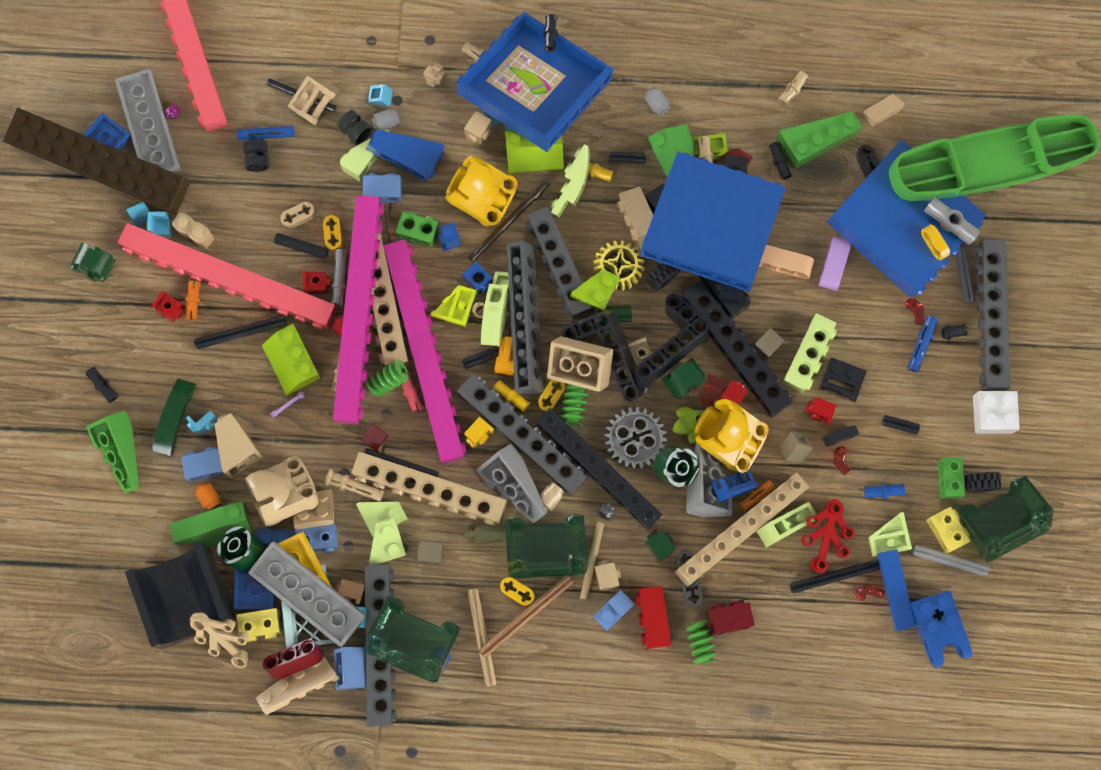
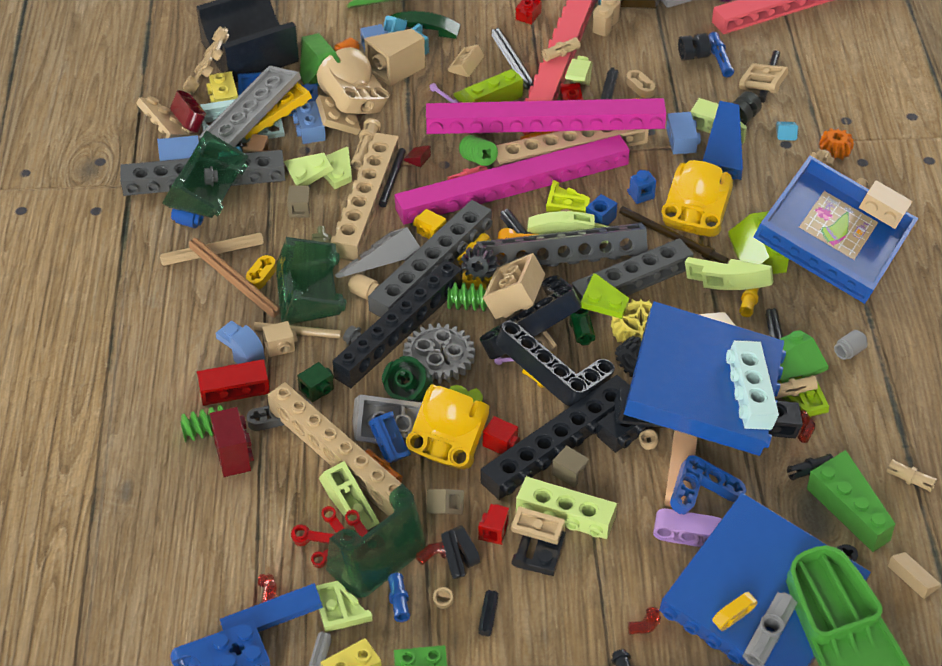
camera: 85 degrees right, 30 degrees down
(177, 445) = (394, 24): none -> medium azure slope
(192, 300) = (537, 24): orange pin -> none
(236, 378) = (466, 61): none -> tan slope
(240, 549) = (294, 60): dark green brick -> none
(255, 281) = (561, 49): none -> tan pin
(292, 269) = (579, 71): none -> yellowish green slope
(385, 120) = (759, 132): light grey brick -> none
(405, 634) = (210, 176): none -> dark grey plate
(414, 62) = (837, 142): none -> orange gear
(415, 233) = (646, 158): bright green brick -> none
(478, 128) = (767, 196): tan brick -> none
(518, 34) = (885, 204): none -> tan brick
(546, 391) = (481, 270): none -> black gear
(550, 33) = (897, 233): black pin -> none
(683, 378) = (513, 384): dark green brick -> none
(711, 390) = (507, 411): clear red brick -> none
(744, 179) = (752, 385): none -> light aqua brick
(797, 249) = (730, 490): none -> blue beam
(829, 376) = (538, 525): none -> tan panel
(834, 576) = (285, 547): black axle -> none
(850, 445) = (453, 554): none -> black axle
(866, 515) = (367, 561): none -> clear green windscreen
(891, 457) = (444, 594): none -> tan hinge
(925, 336) = (599, 630): blue pin -> none

